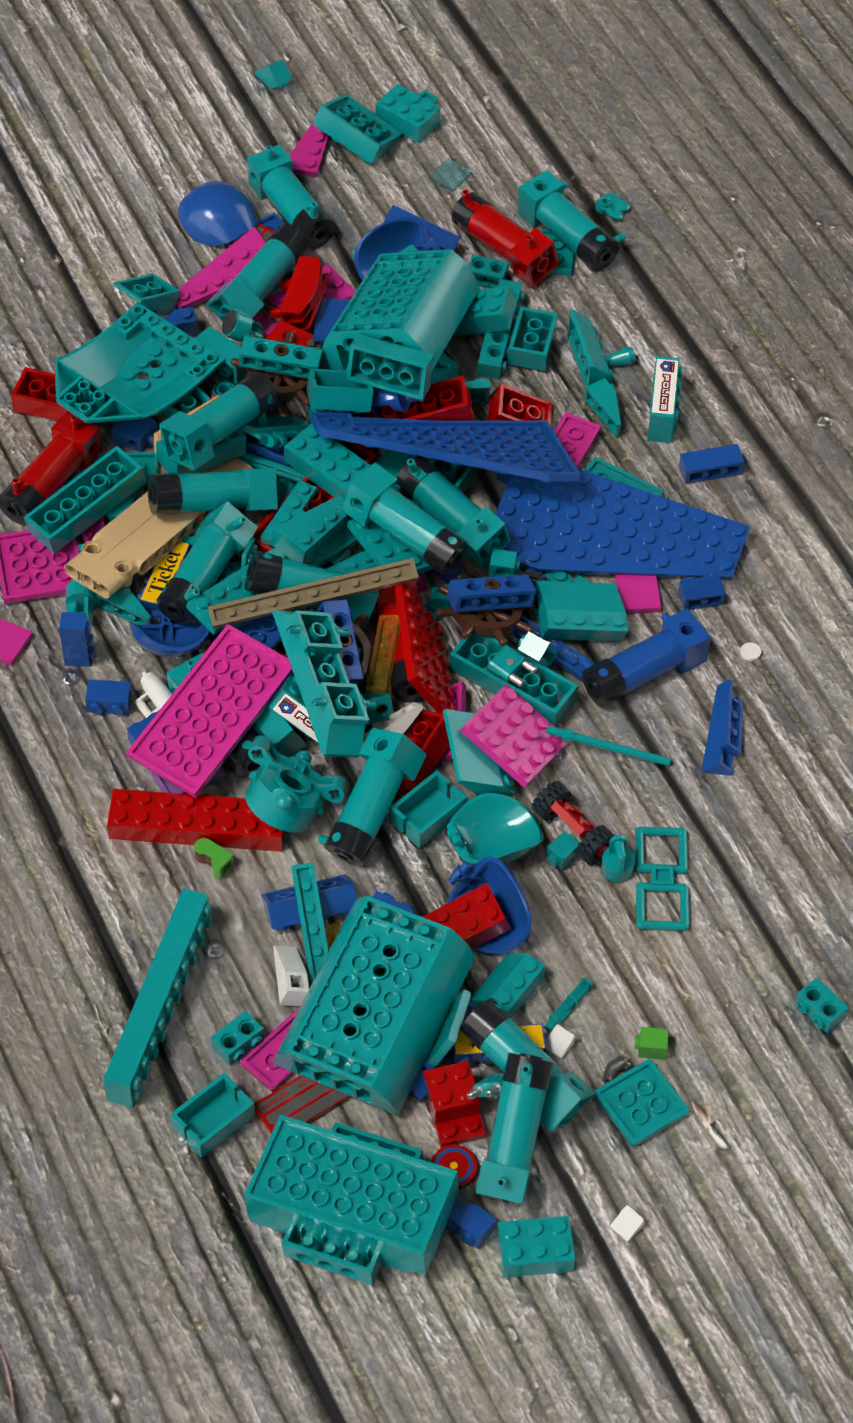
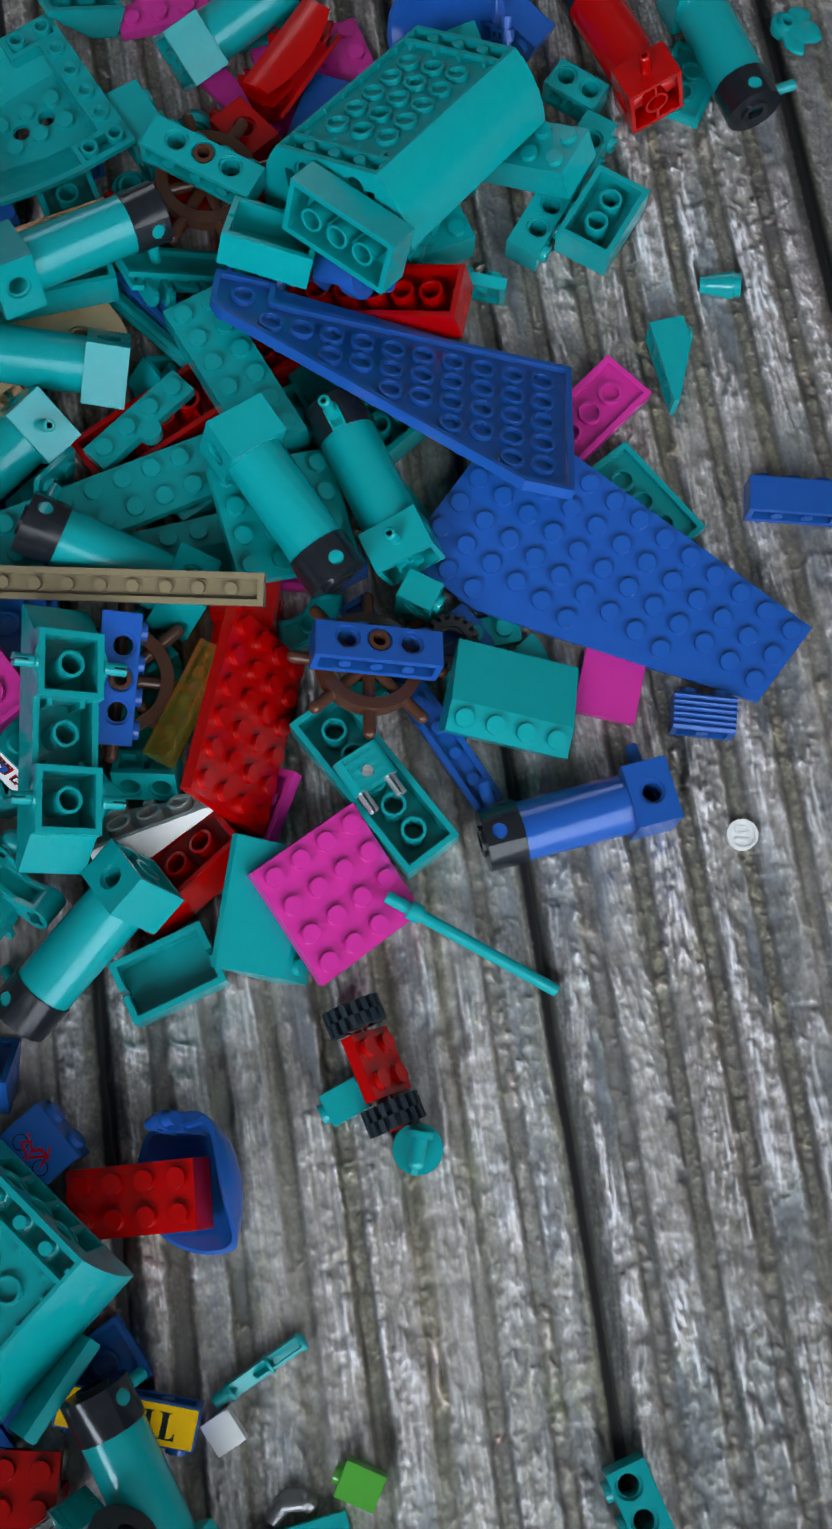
camera: 15 degrees right, 20 degrees up
(184, 320) = (112, 61): blue slope -> none
(240, 324) = (179, 92): teal piece -> none
(311, 531) = (146, 467): teal wedge -> none
(493, 827) = (248, 1048): teal piece -> none
(511, 982) = (179, 1312): teal slope -> none
(515, 405) = (540, 331): red slope -> none
(537, 649) = (418, 757): brick -> none
(587, 349) = (676, 260): teal slope -> none
(661, 878) = (475, 1190): teal bar -> none
(664, 399) = (759, 375): brick -> none
(724, 732) = (655, 964): blue wedge -> none

